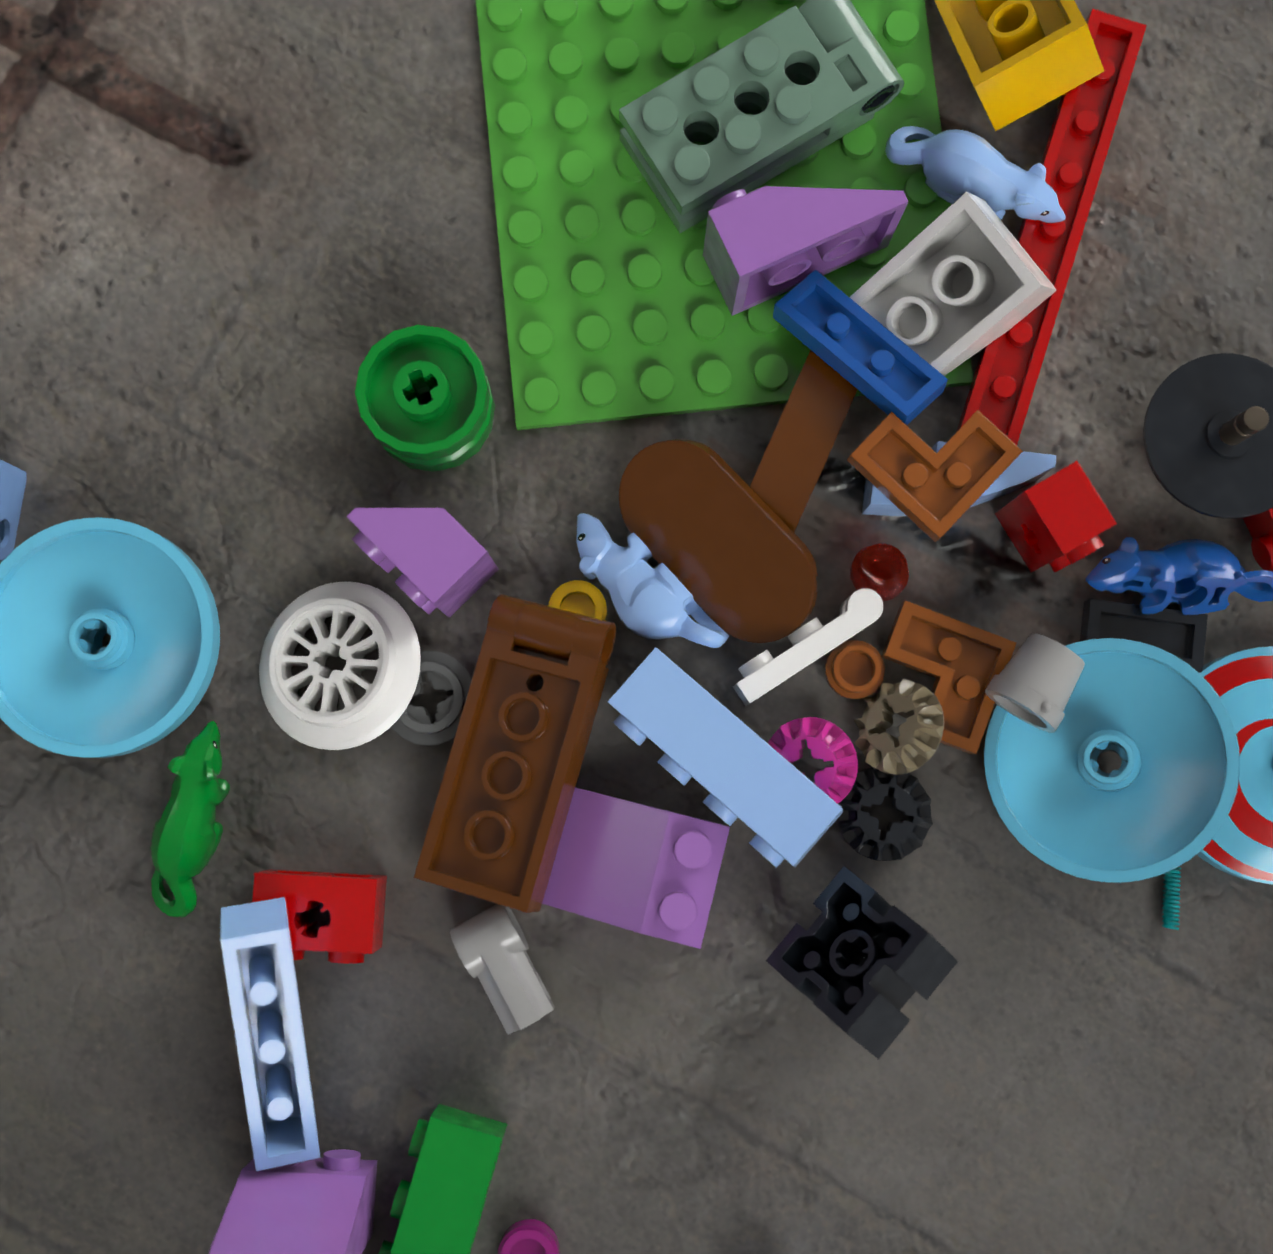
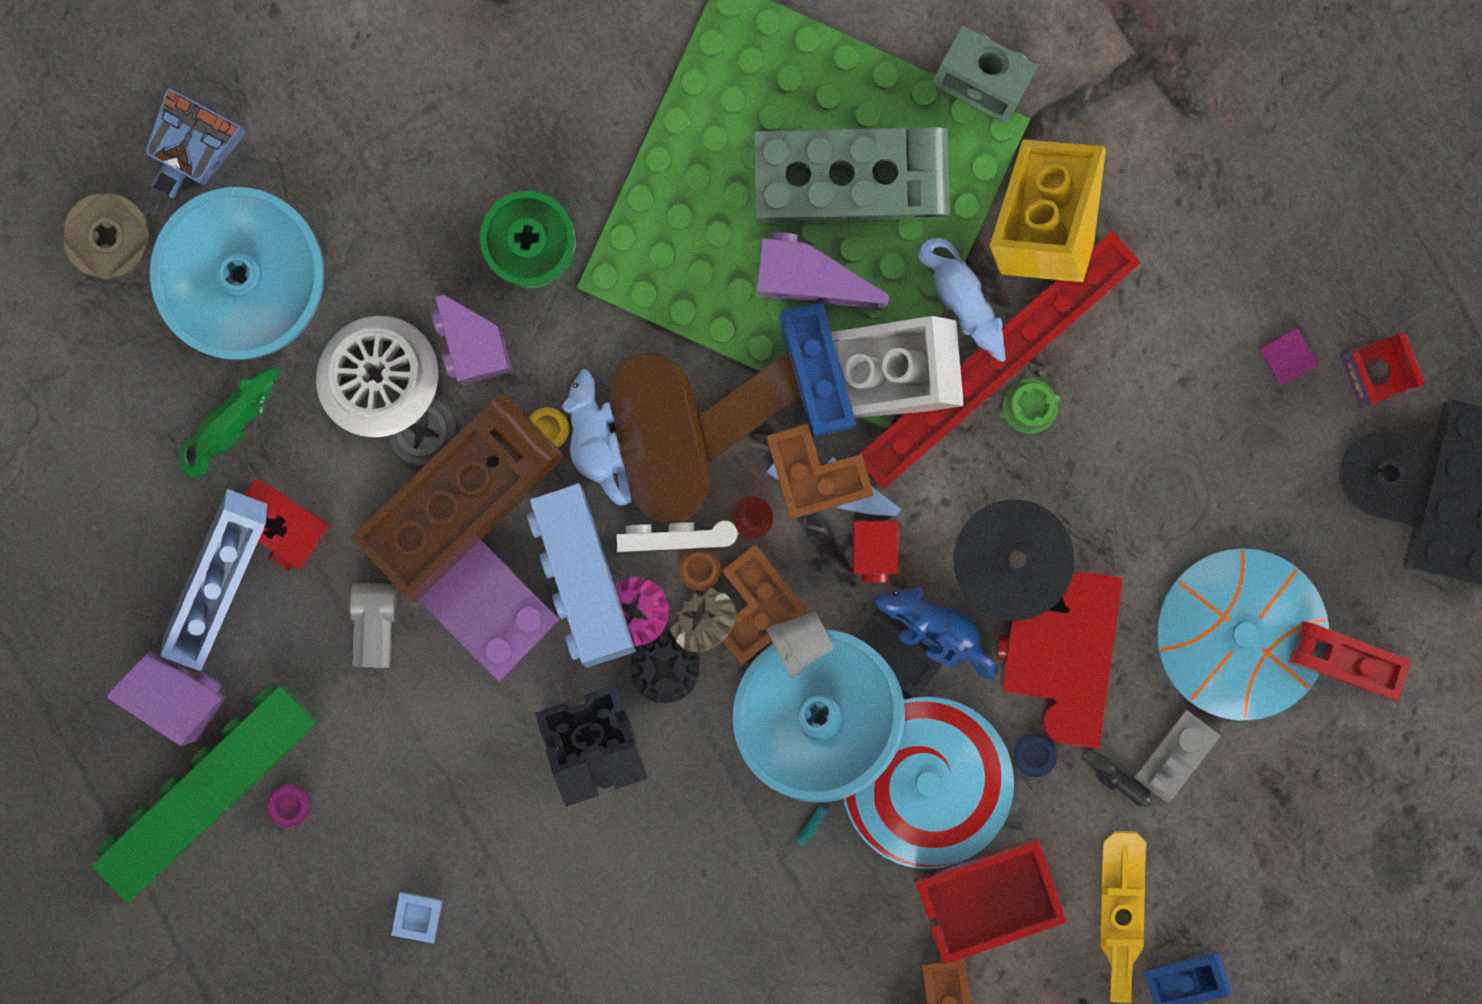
camera: 30 degrees right, 5 degrees up
(1121, 257) = (1030, 406): none -> bright green piece

